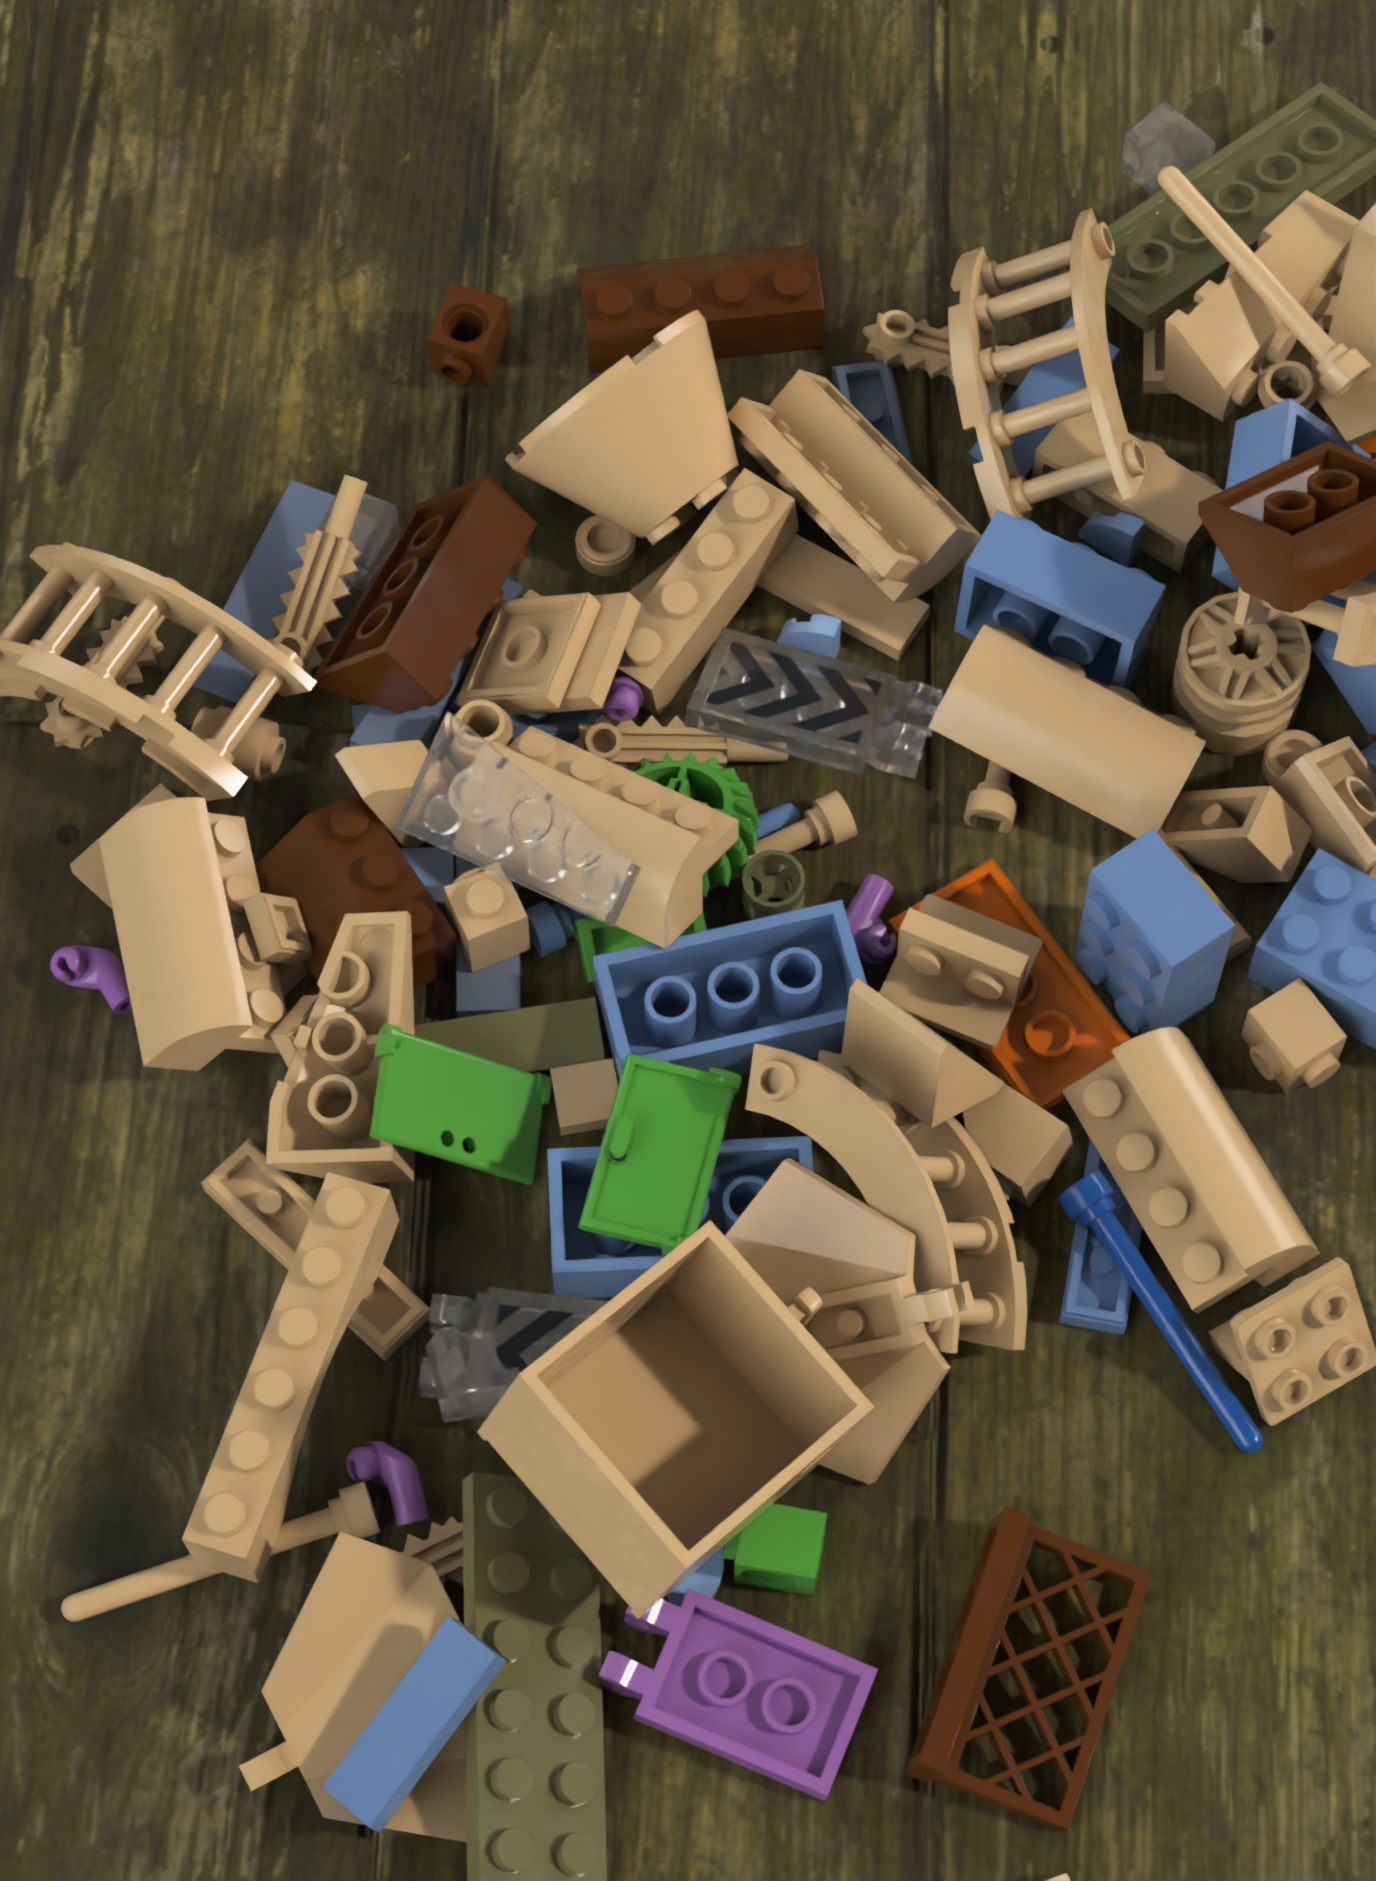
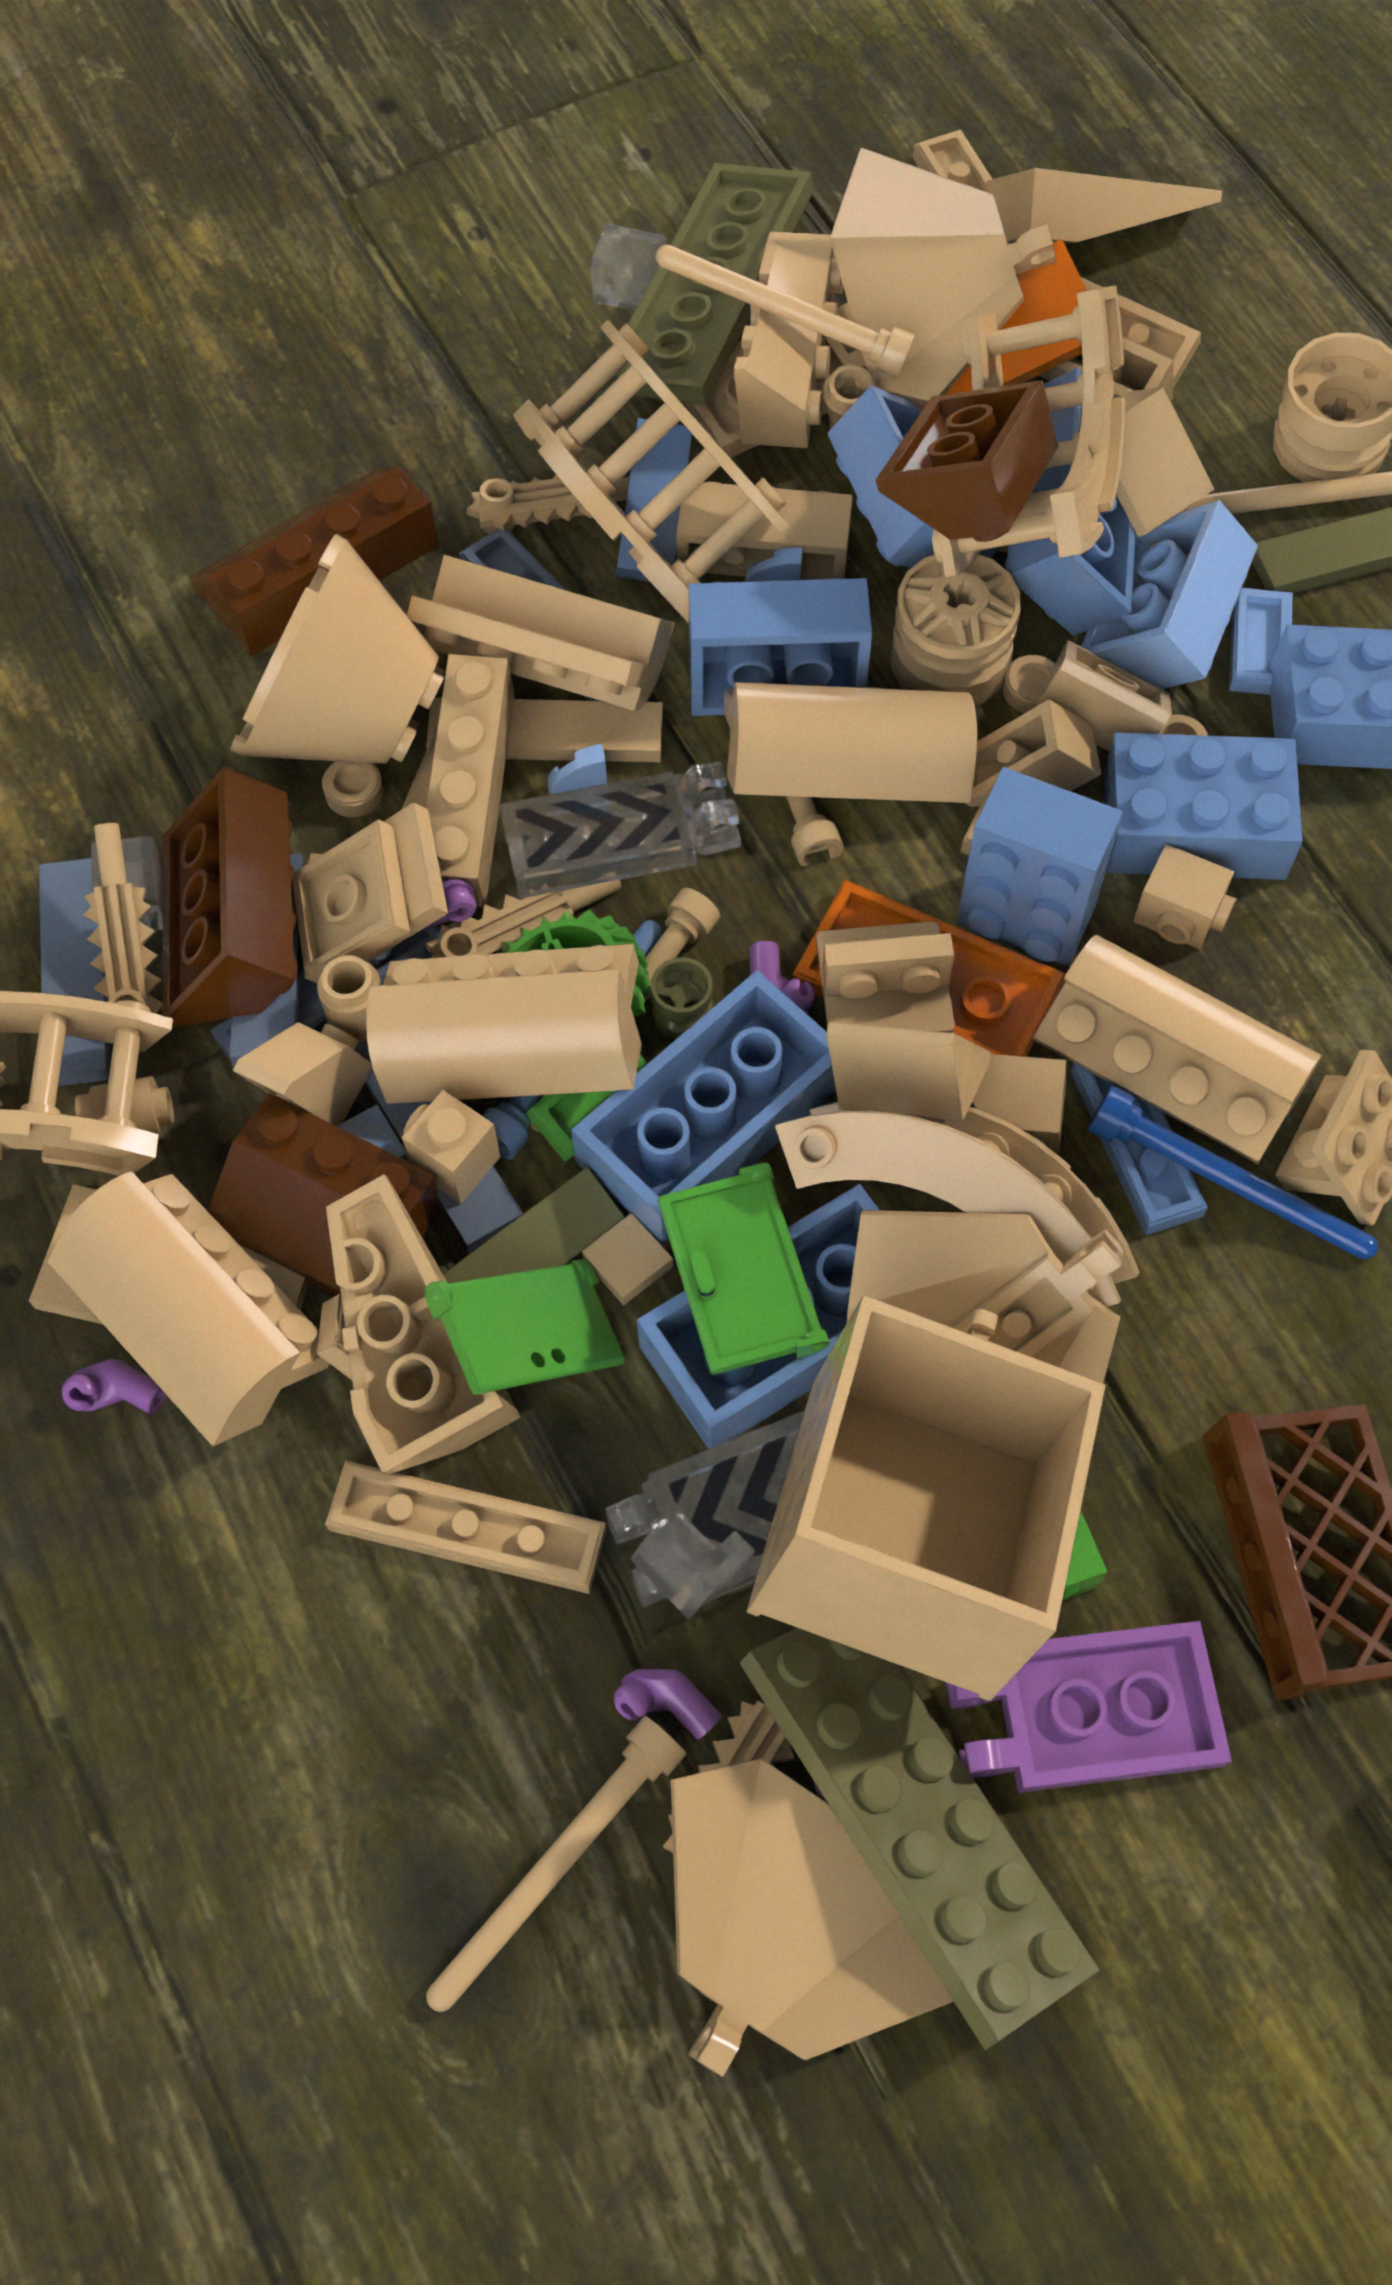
camera: 30 degrees left, 0 degrees up
(257, 1456) = (525, 1662): tan arch -> none
(278, 928) = (265, 1254): tan tile -> none
(414, 1724) = (842, 1922): medium blue tile -> none
(468, 315) = (127, 670): reddish brown brick -> none
(503, 820) = (428, 1049): clear wing -> none

